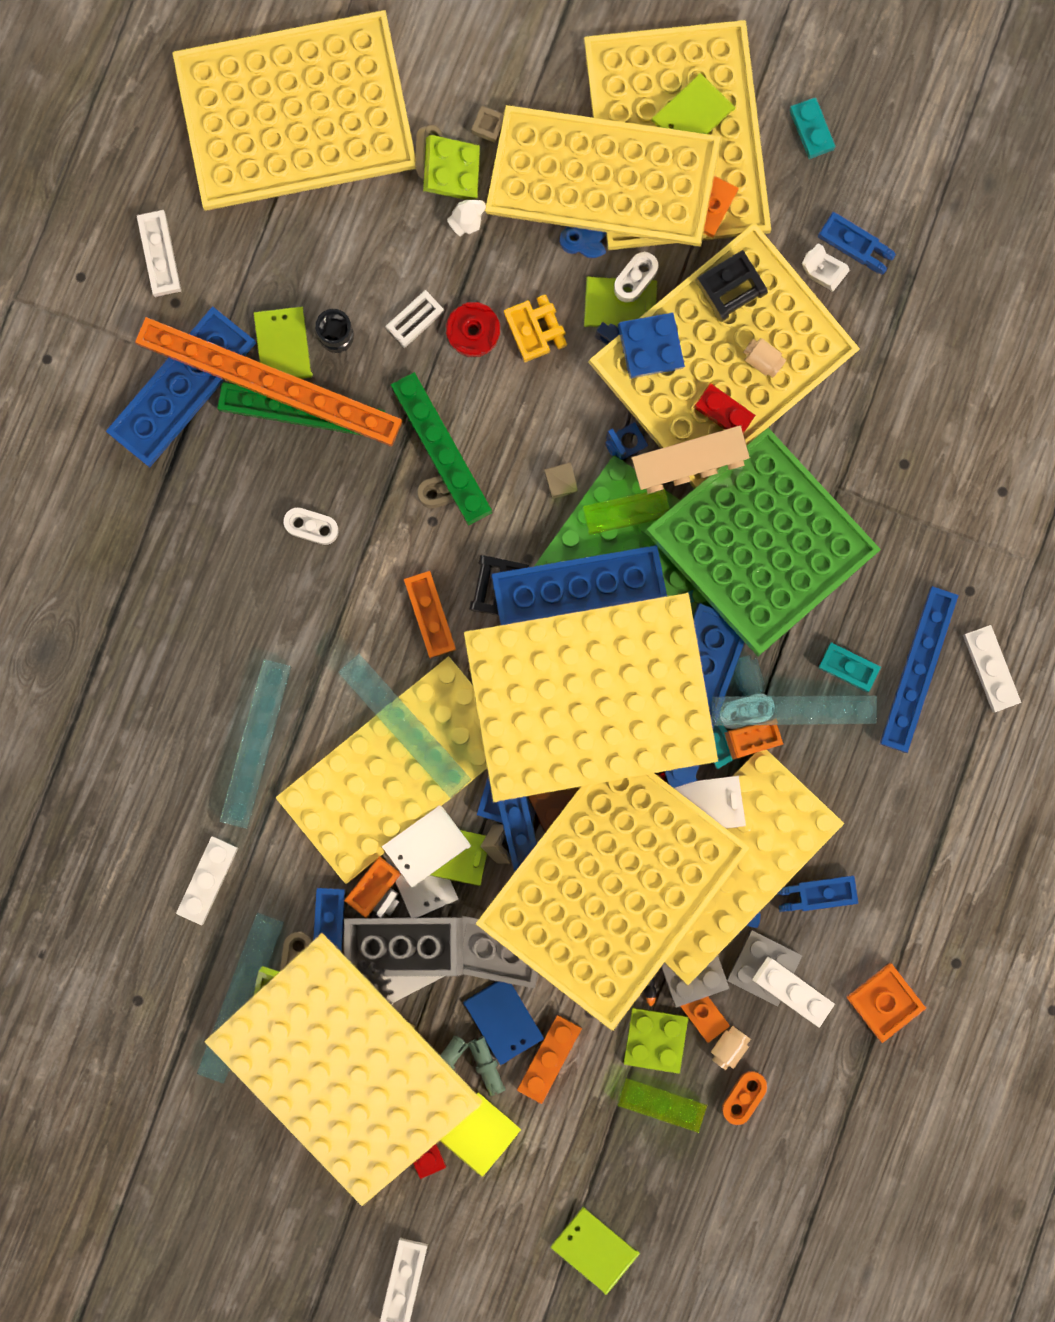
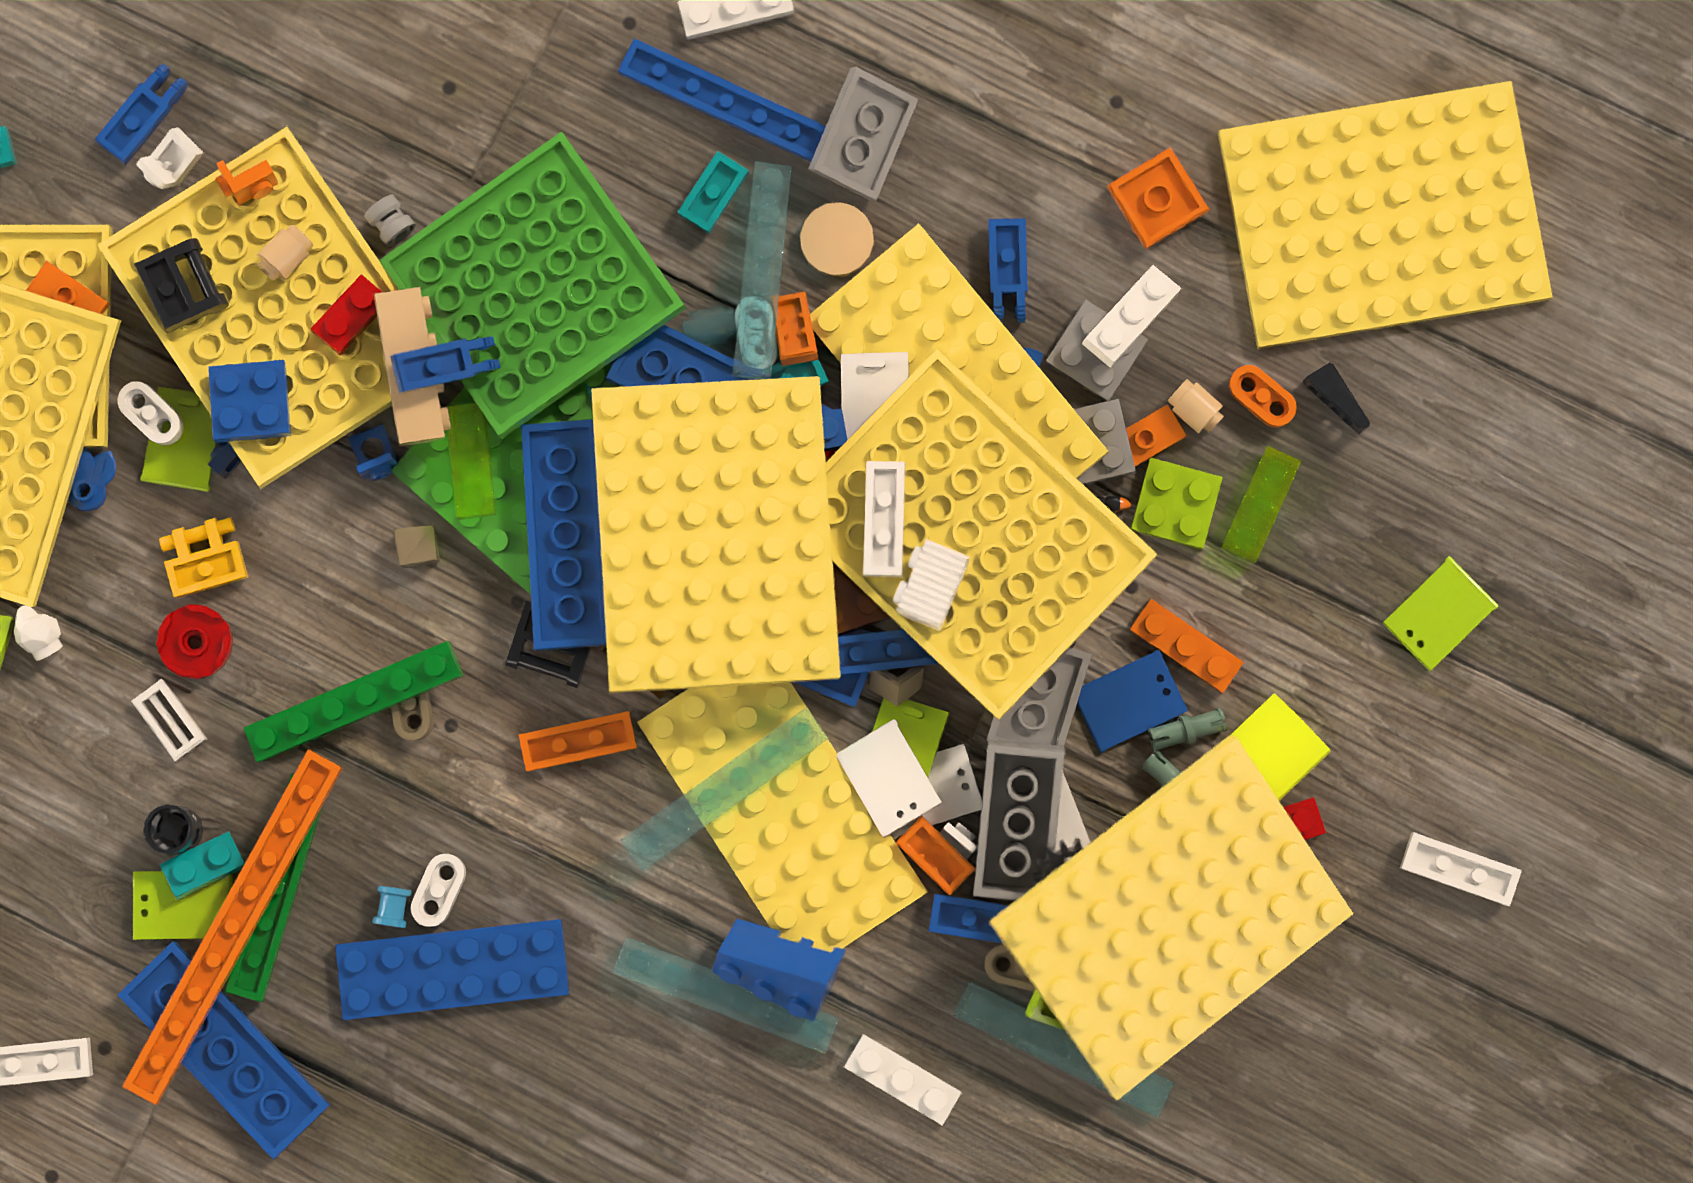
camera: 75 degrees left, 0 degrees up
(255, 543) = (452, 969): none -> blue plate
(277, 779) = (778, 968): none -> blue wedge
(295, 494) = (392, 906): none -> dark azure bush
(311, 355) = (202, 865): none -> teal plate
(570, 862) = (931, 585): none -> white brick
(616, 821) = (884, 519): none -> white plate
(693, 479) = (440, 364): none -> blue hinge
(753, 1152) = (1334, 393): none -> black slope
(799, 432) = (390, 220): none -> light grey wheel
(813, 328) = (250, 184): none -> orange bracket
(825, 763) = (837, 239): none -> tan tile
(895, 1179) = (1384, 215): none -> light yellow plate
(907, 774) = (863, 134): none -> light grey plate

